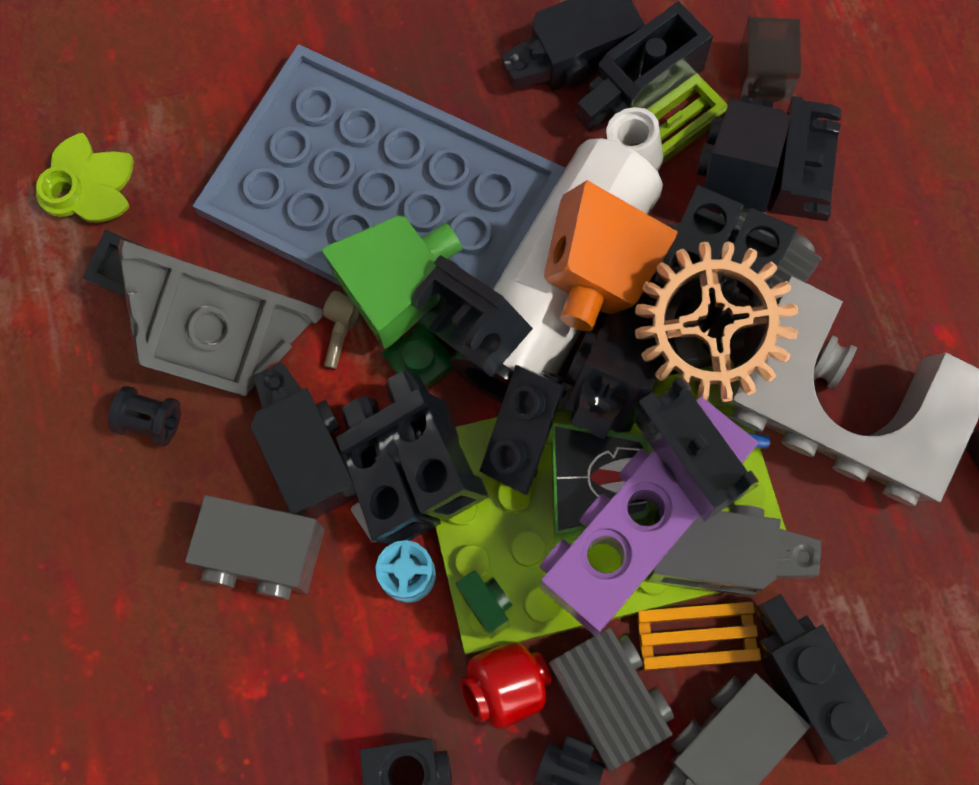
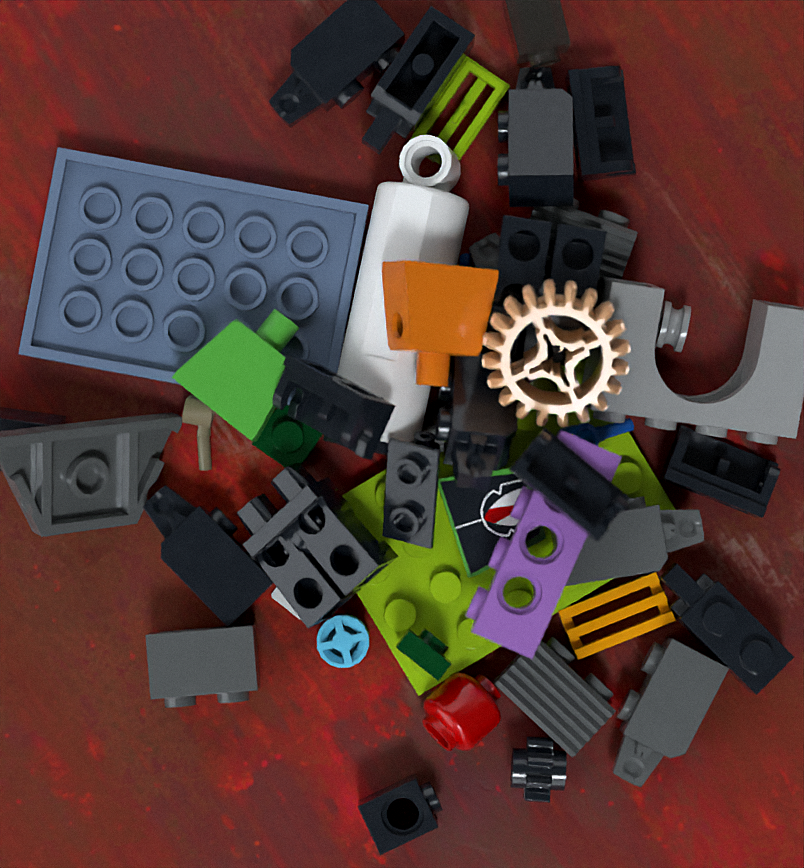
camera: 25 degrees left, 15 degrees up
(126, 411) = (52, 572): black bush -> none
(846, 523) = (720, 472): none -> black hinge

